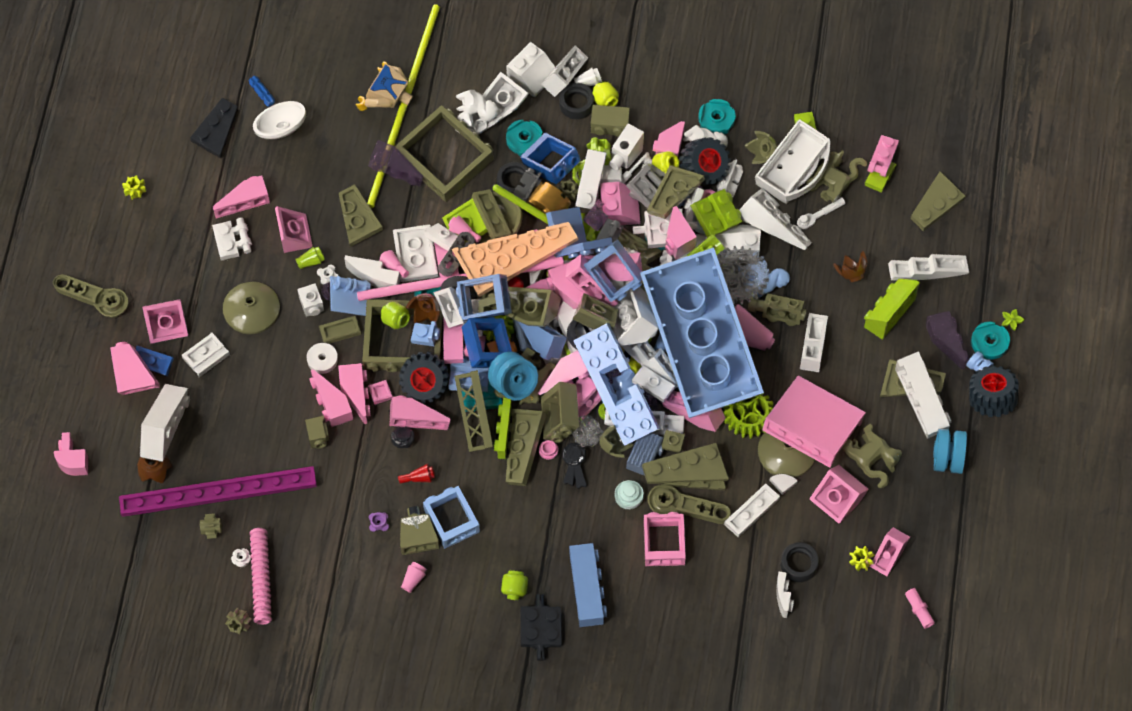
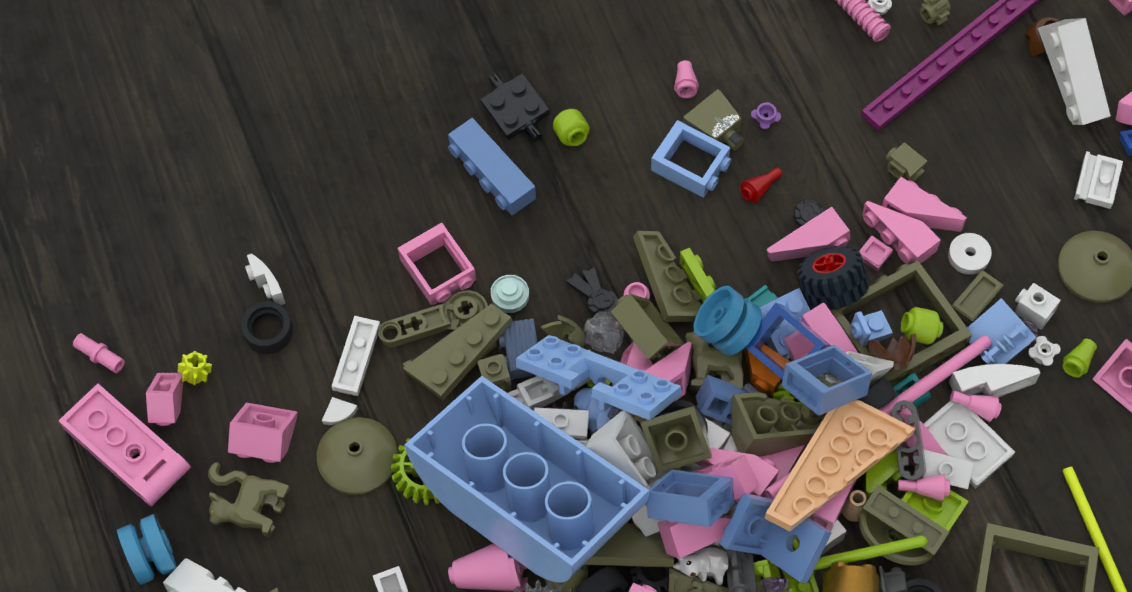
camera: 150 degrees right, 0 degrees up
(358, 216) = (1068, 443): olive wing -> none
(391, 161) = (1095, 528): clear purple slope -> none
(481, 411) = (745, 281): olive fence -> none
(813, 421) = (337, 494): bright pink panel -> none
(936, 541) = (116, 437): none -> bright pink hinge

